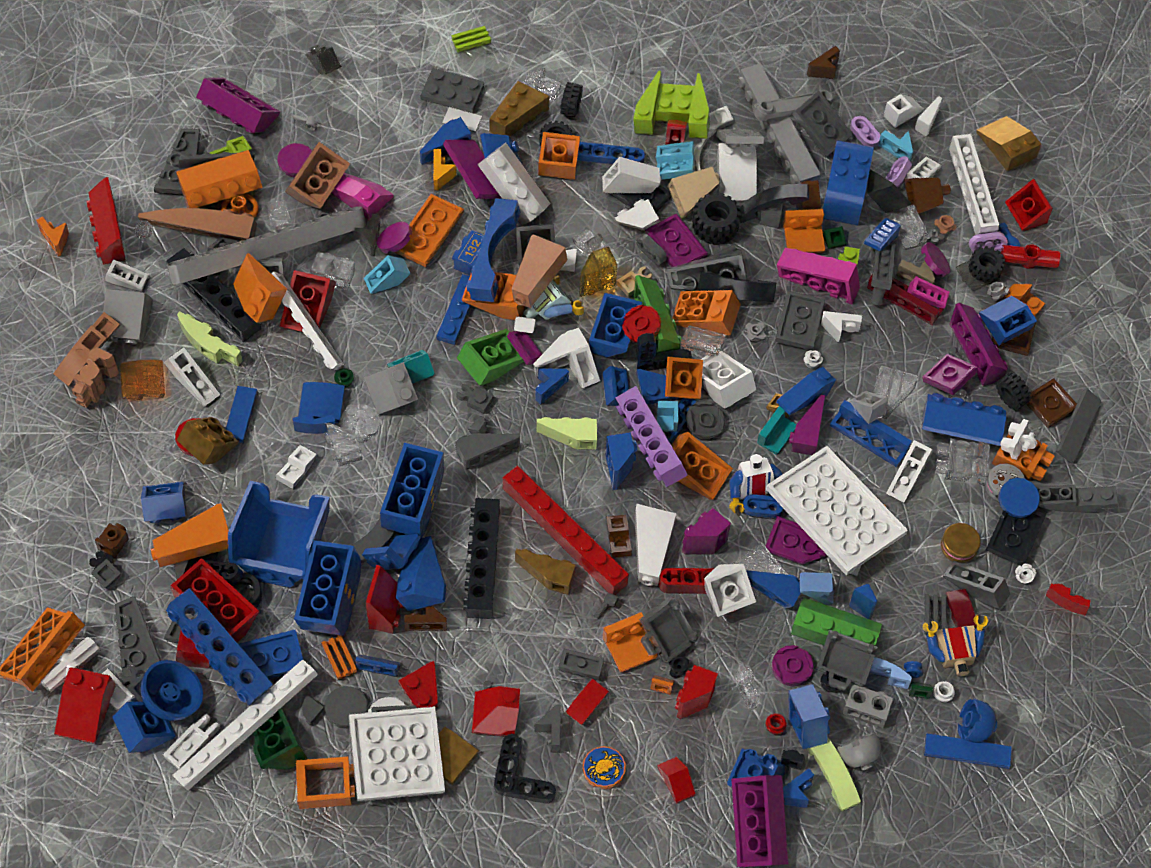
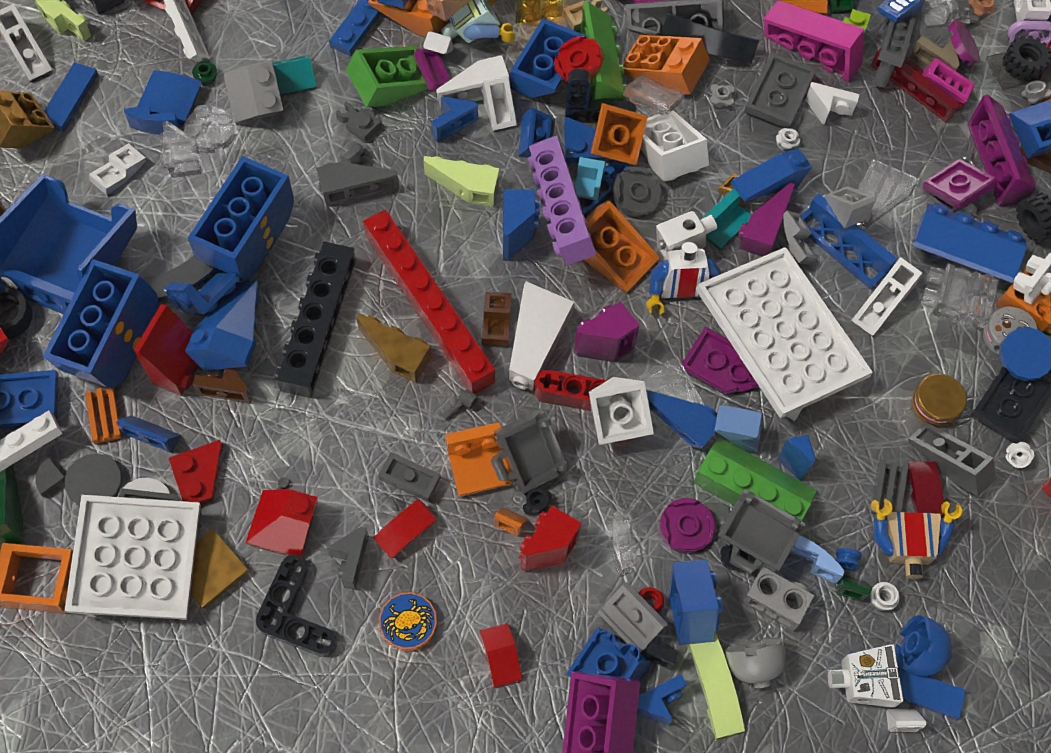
camera: 10 degrees right, 5 degrees up
(748, 445) = (683, 229): none -> white torso
(762, 506) = (689, 309): blue plate -> none
(766, 736) = (632, 617): none -> light grey plate
(833, 432) = (796, 233): none -> light grey slope
(942, 748) = (869, 677): none -> torso
(972, 775) = (904, 720): none -> white slope

